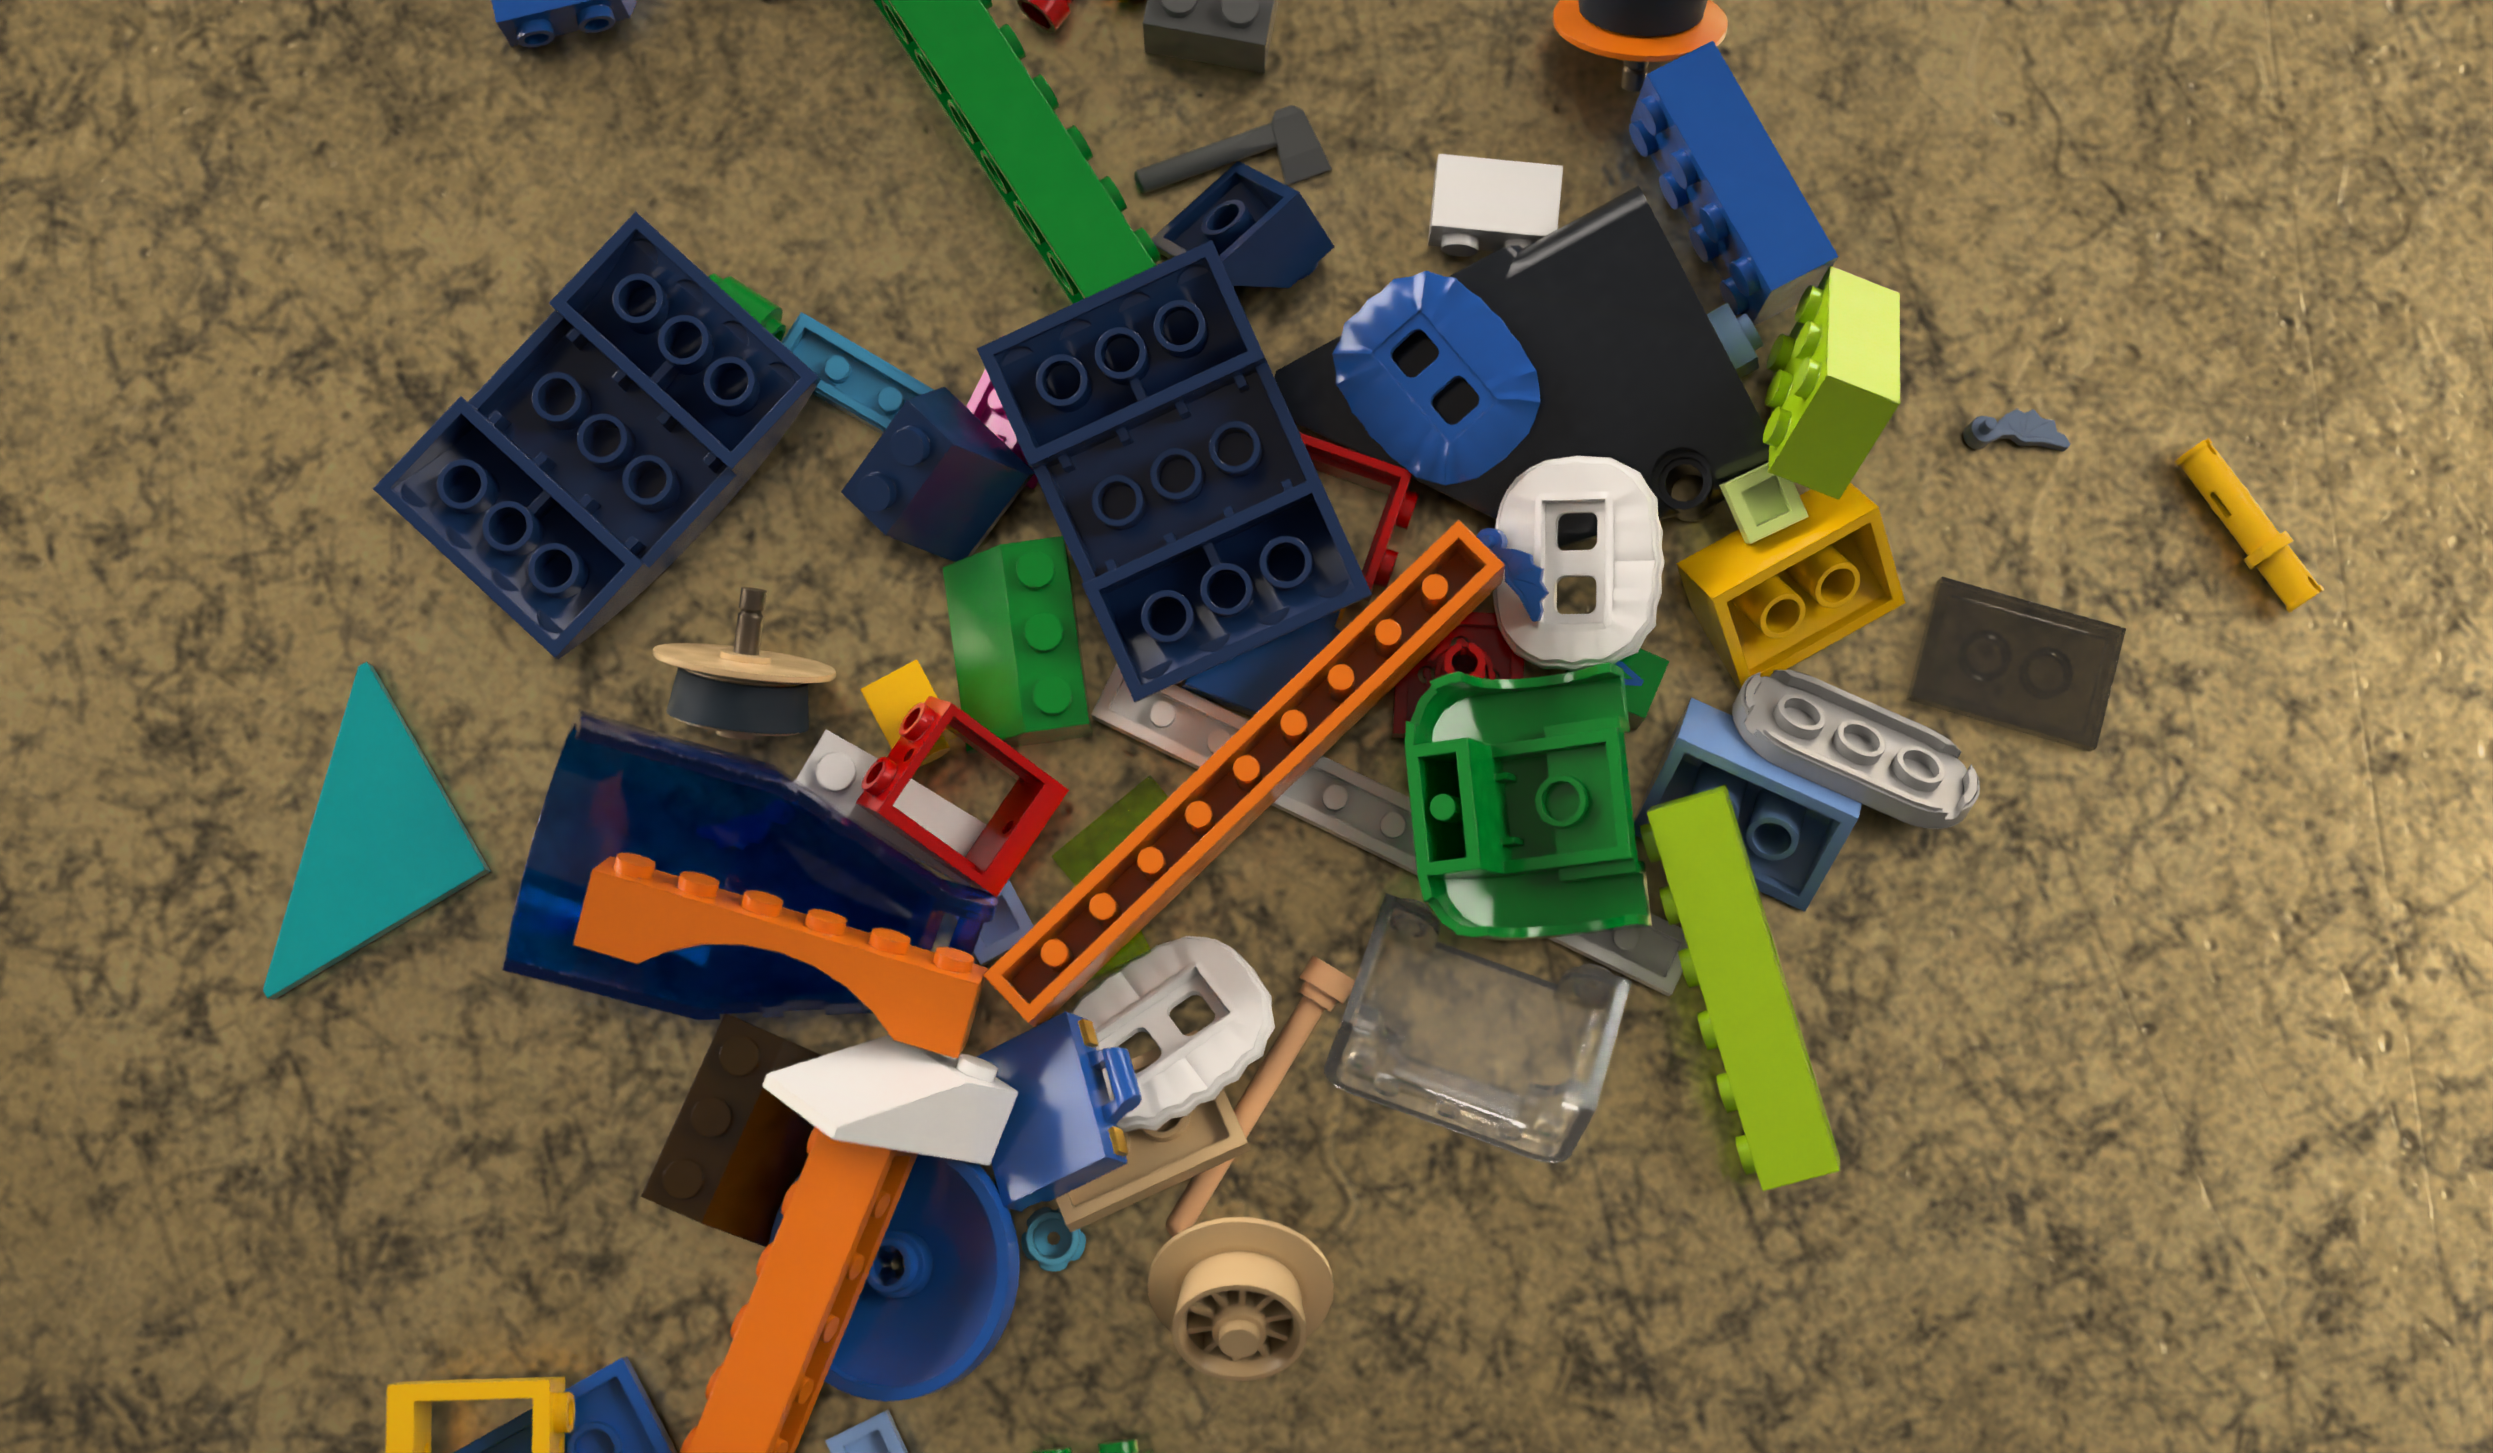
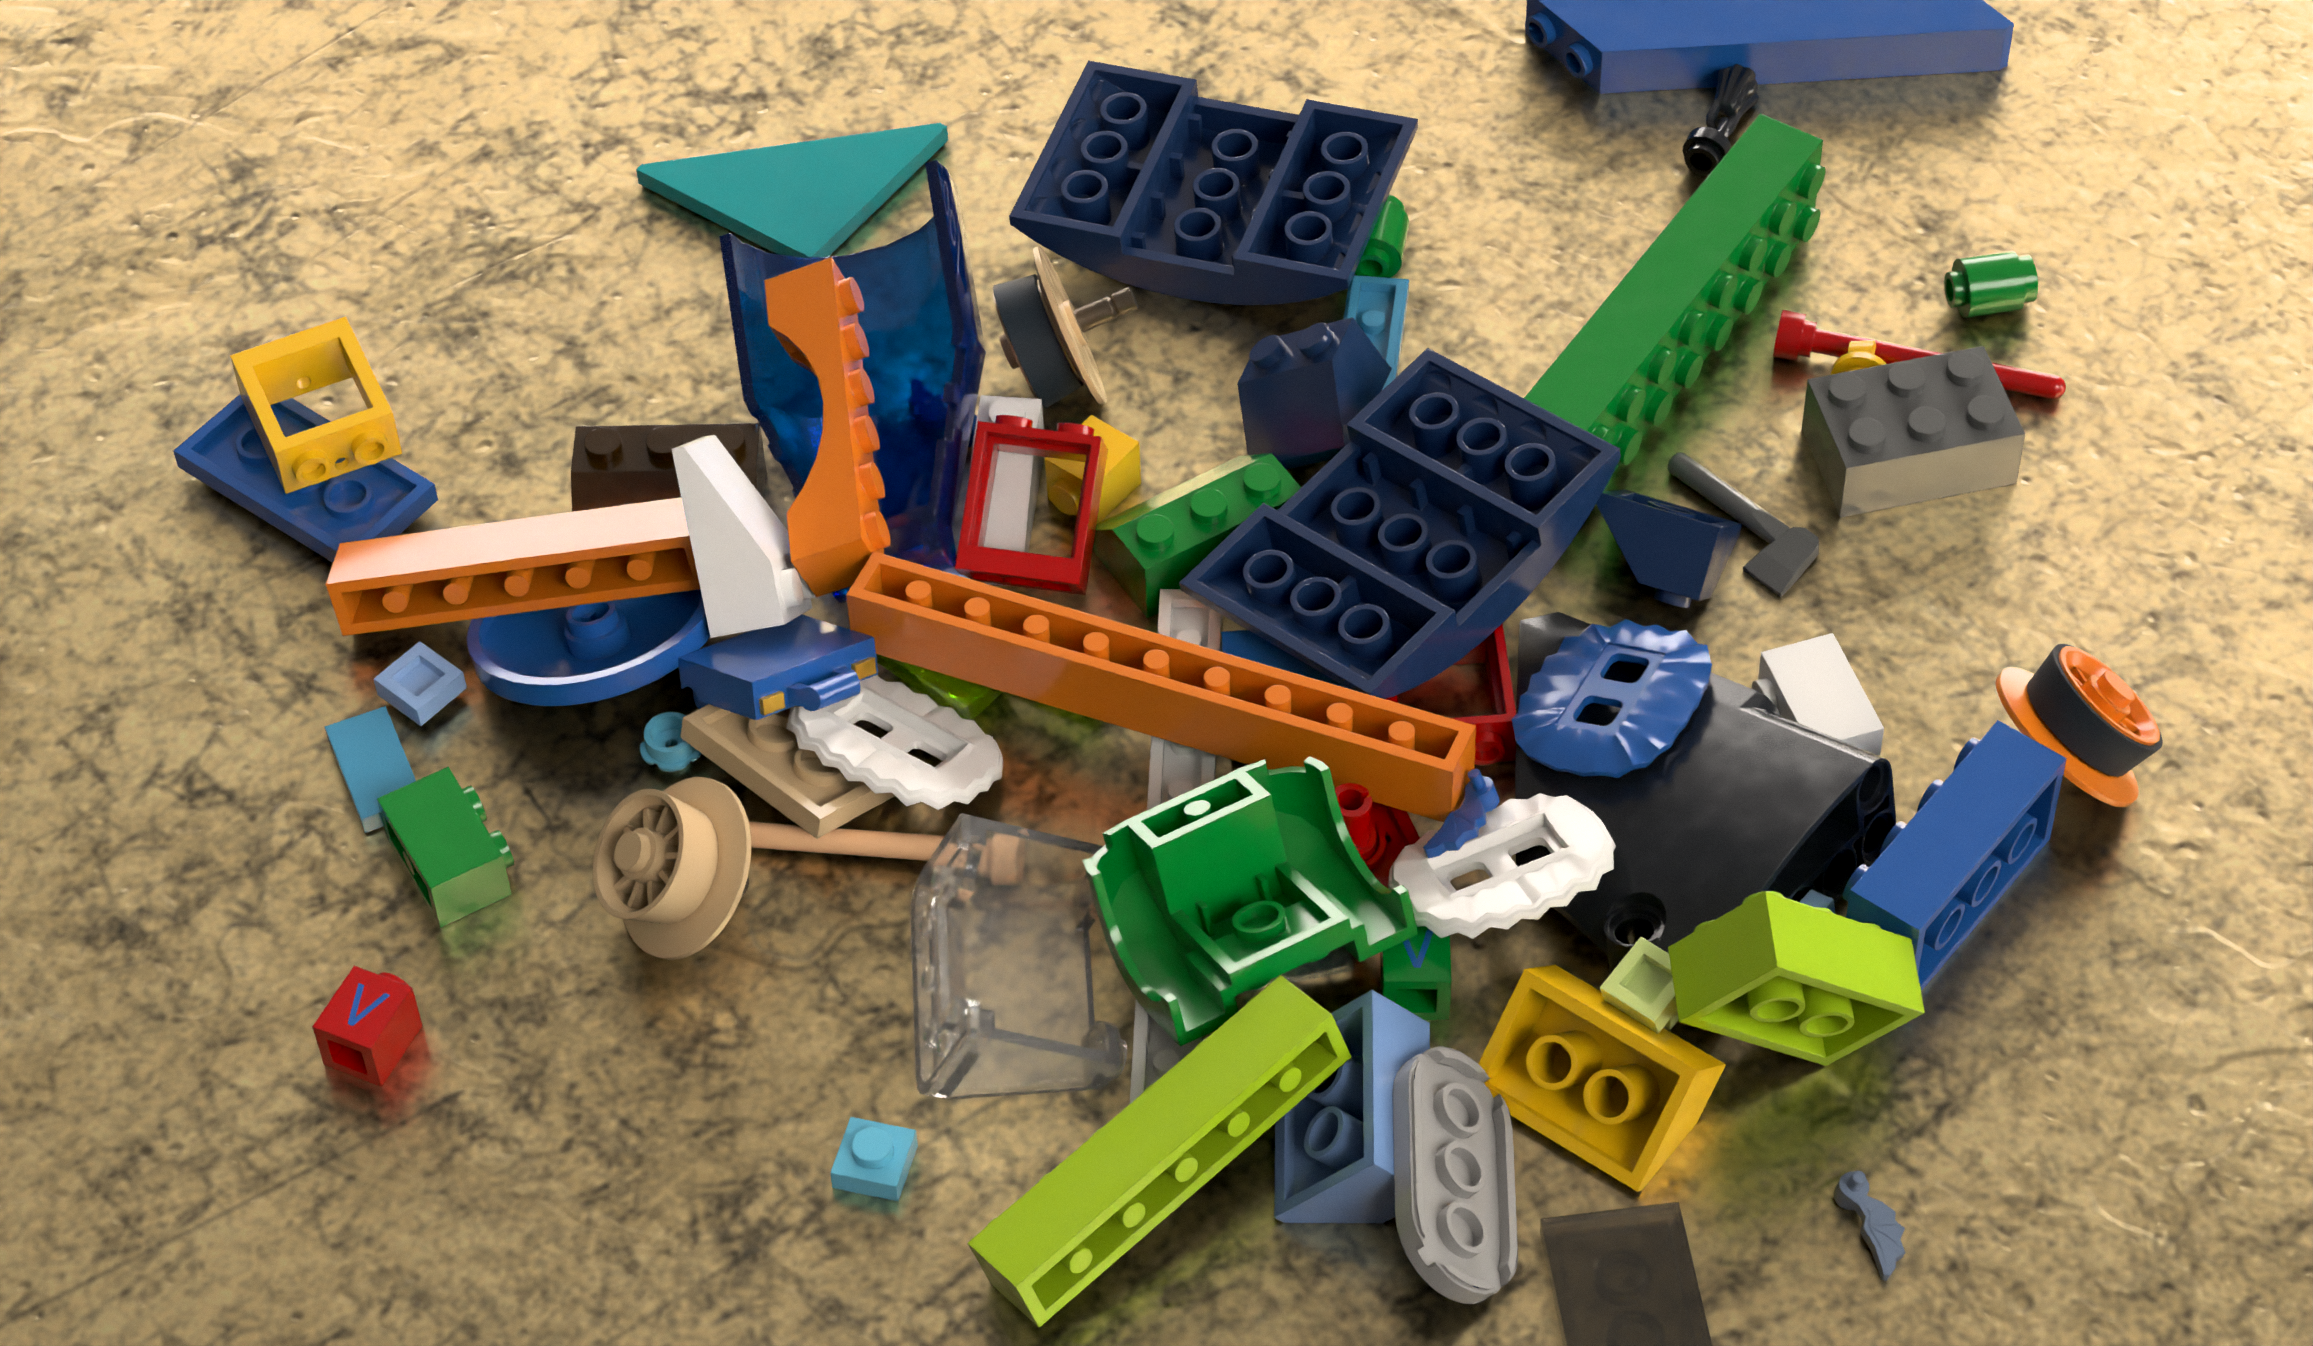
camera: 70 degrees right, 30 degrees down
(1602, 1229) = (874, 1159): none -> medium azure plate

